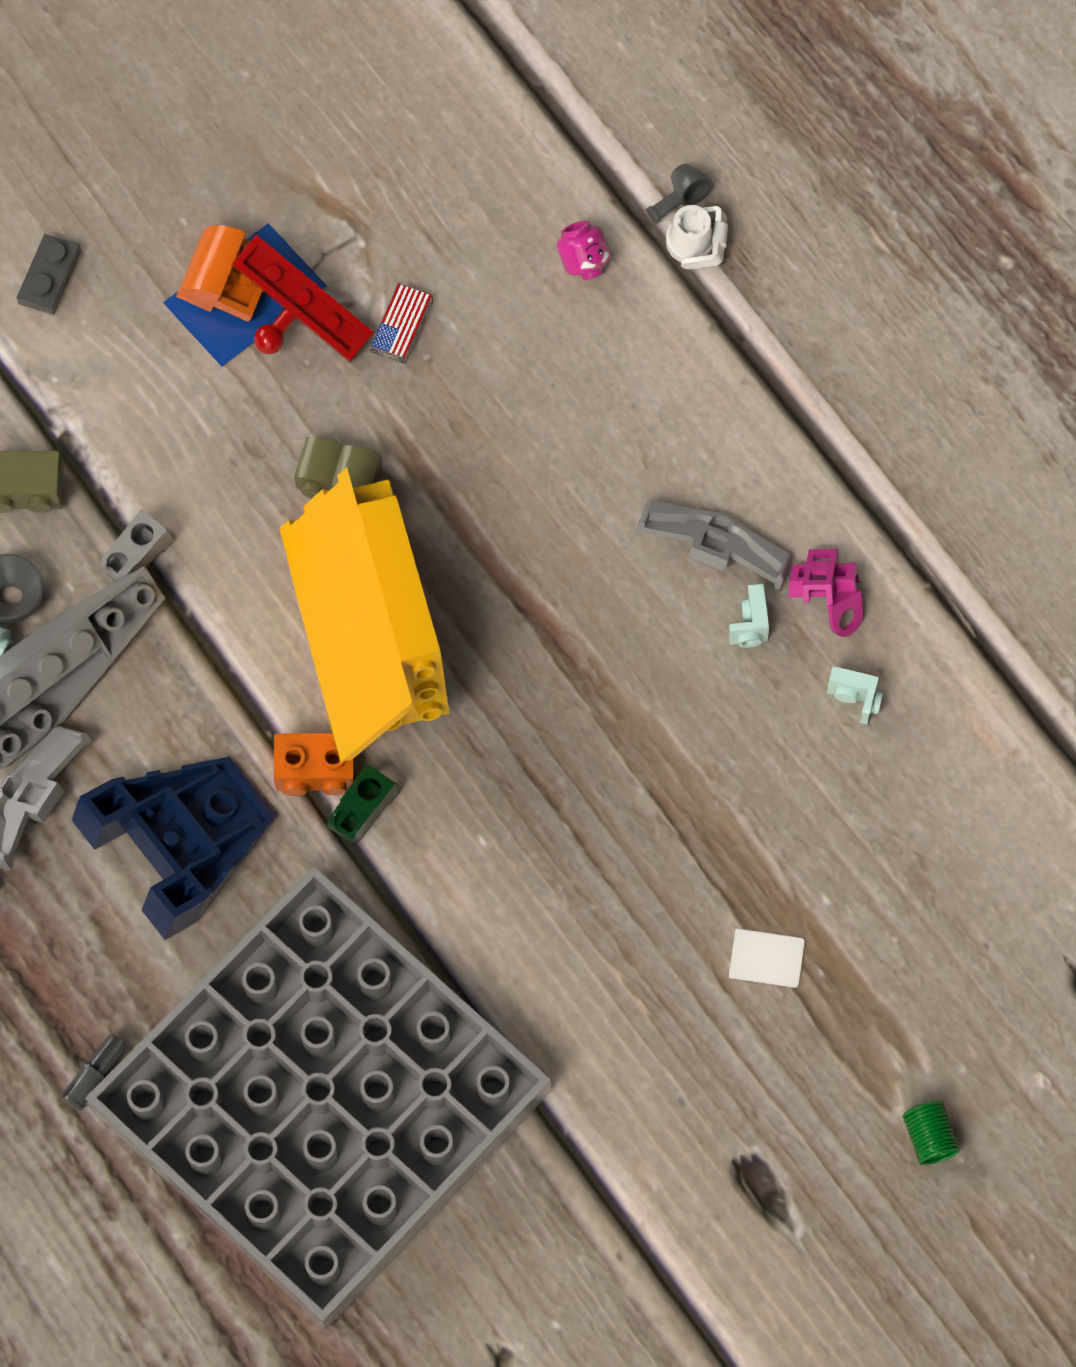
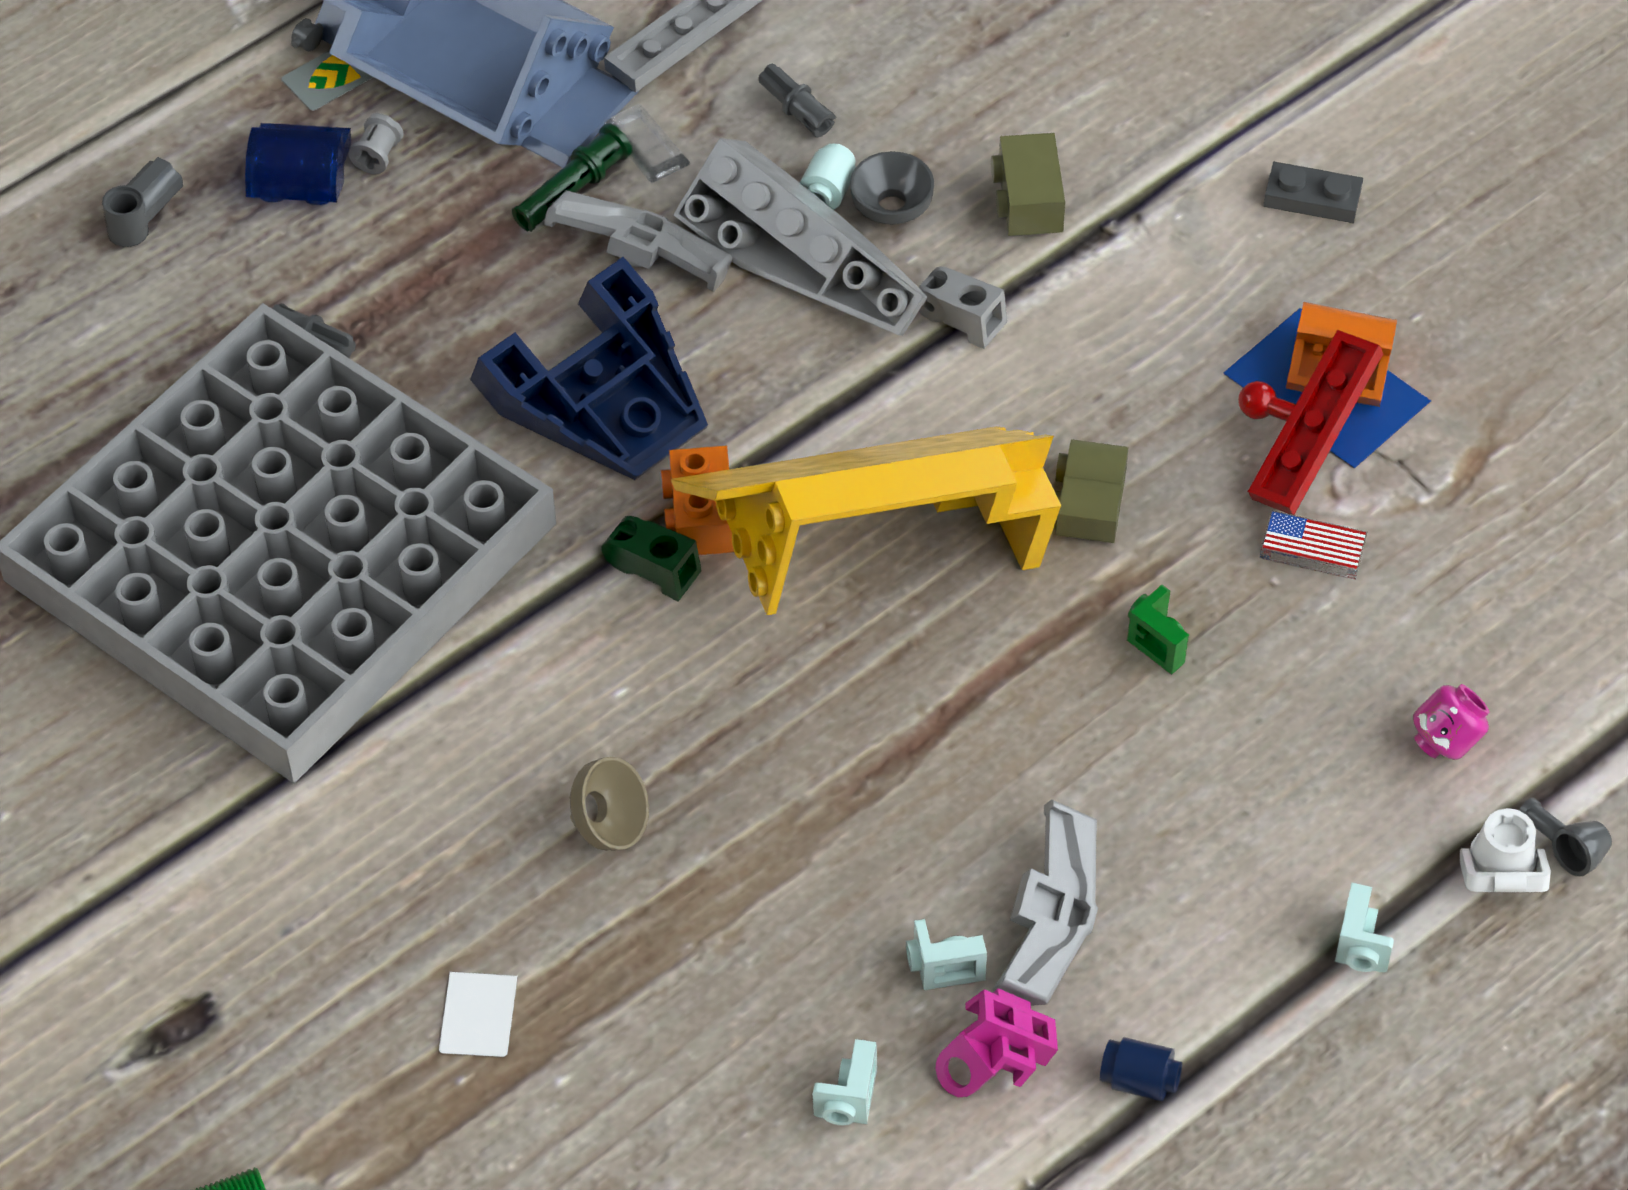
camera: 85 degrees right, 15 degrees down
(479, 442) = (1155, 633): none -> green bracket
(605, 847) = (620, 803): none -> dark tan piece
(749, 342) = (1357, 943): none -> light aqua bracket
(852, 497) = (1140, 1068): none -> dark blue brick

